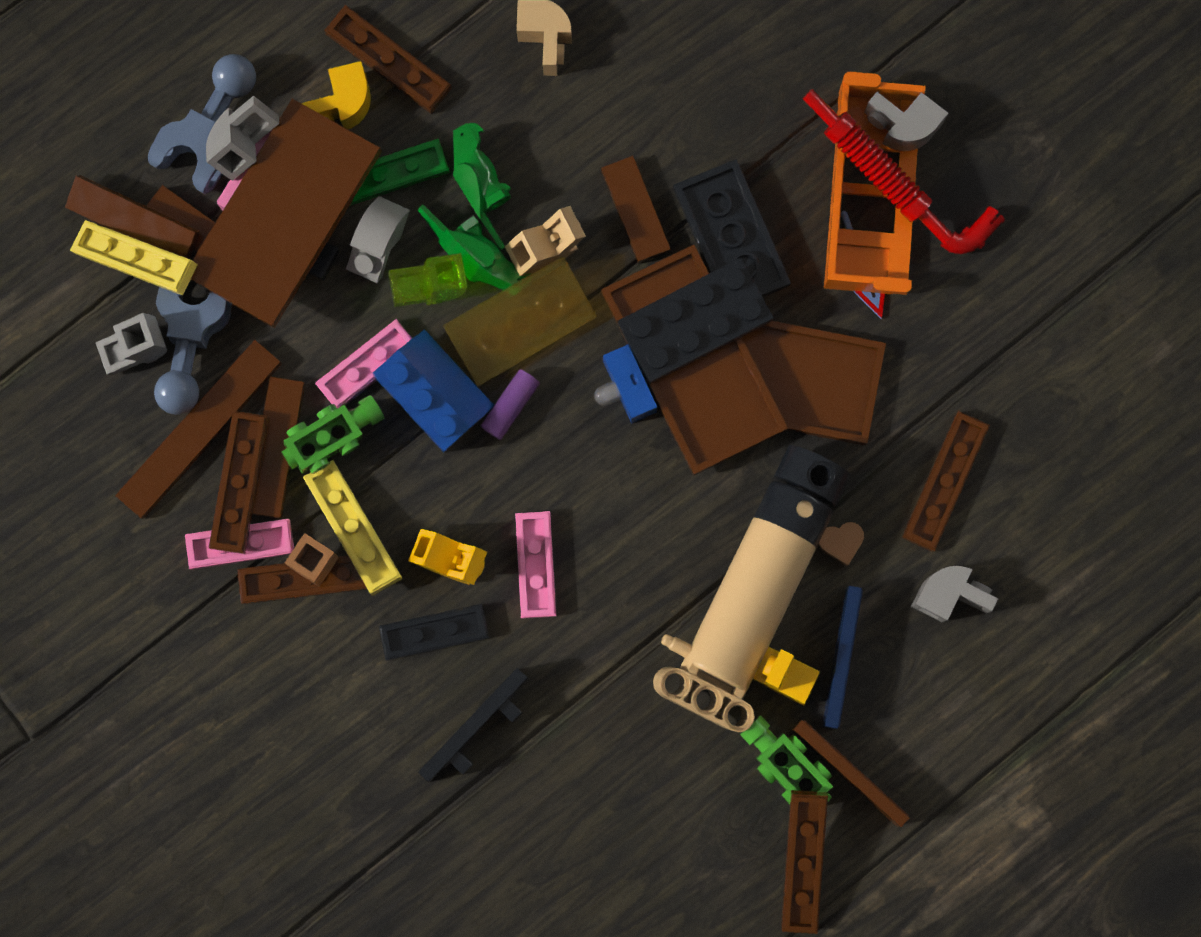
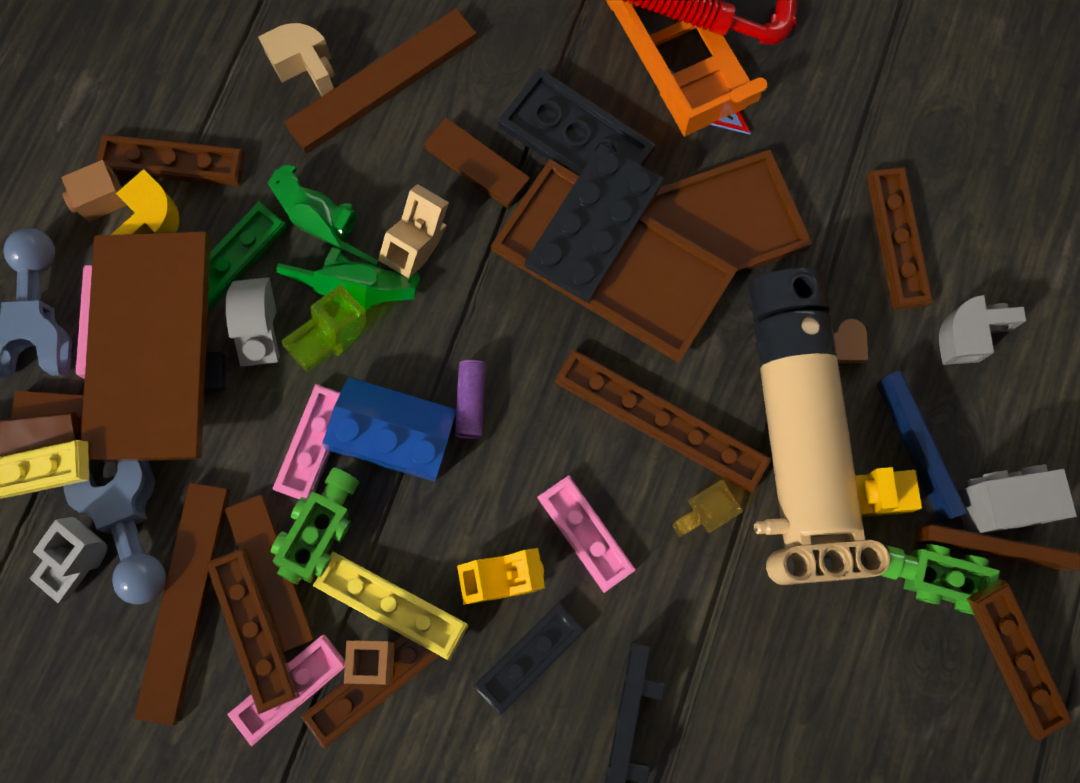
camera: 35 degrees left, 5 degrees down
(234, 135) = (58, 298): light grey brick -> none
(311, 52) = (92, 191): none -> medium nougat brick
(520, 321) = (432, 318): clear yellow tile -> none
(600, 90) = (380, 80): none -> reddish brown tile
(626, 385) = (567, 317): blue piece -> none
(646, 605) = (711, 508): none -> clear yellow plate
(651, 513) = (663, 421): none -> reddish brown tile
(881, 743) = (1016, 499): none -> light grey brick

